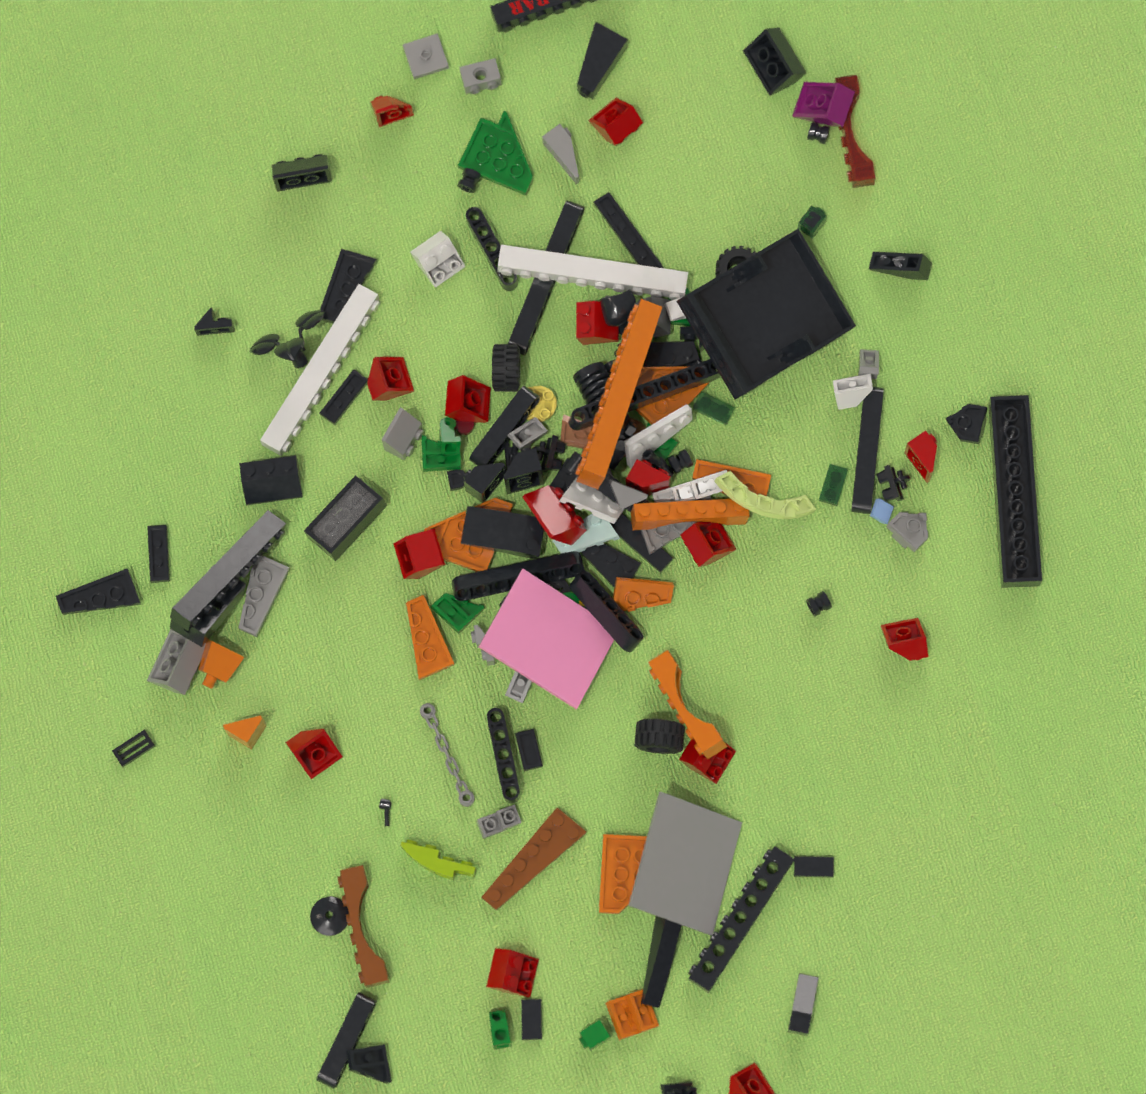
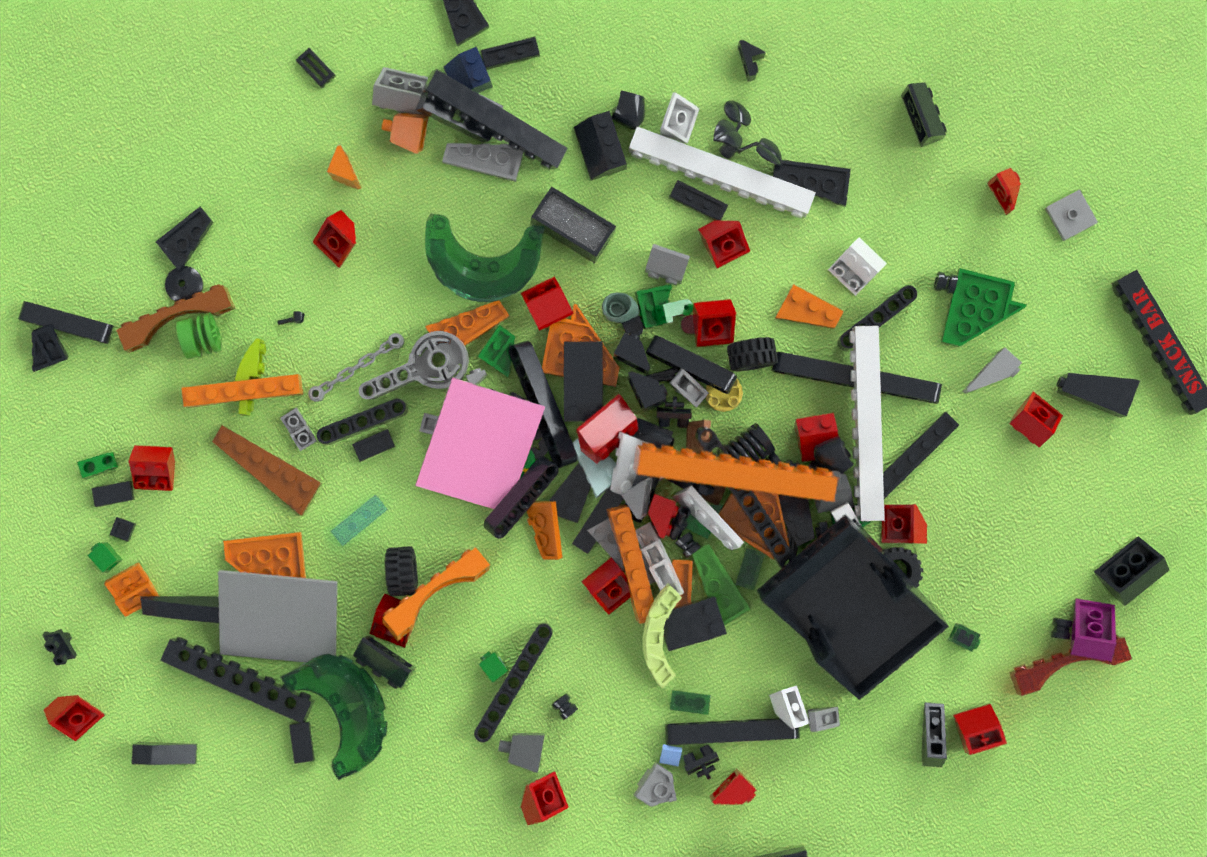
camera: 75 degrees right, 10 degrees up
(167, 592) = (469, 70): none -> dark blue slope
(241, 445) = (630, 110): none -> black piece
(259, 401) = (679, 119): none -> white slope
(282, 905) = (185, 237): none -> black wing
(381, 609) = (479, 276): none -> clear green windscreen
(387, 901) = (195, 336): none -> bright green wheel
(436, 487) = (616, 306): none -> sand green hair
(451, 867) = (242, 390): none -> orange arch
(459, 686) = (422, 368): none -> light grey beam
(470, 311) = (809, 309): none -> orange wing
(471, 72) = (1060, 263): light grey brick -> none
(569, 1015) = (122, 529): none -> black tile
(601, 775) = (359, 520): none -> clear light blue tile
(696, 257) = (903, 524): none -> red slope
(728, 438) = (719, 584): none -> bright green wing
(747, 770) = (383, 662): none -> black slope
(757, 465) = (693, 623): none -> black slope
(768, 666) = (493, 666): none -> green brick
(787, 805) = (355, 703): none -> clear green windscreen
(791, 657) = (510, 691): none -> black beam
(855, 648) = (524, 750): none -> dark grey torso
(901, 222) = (979, 729): none -> red slope
(969, 423) = (777, 830): black plate -> none

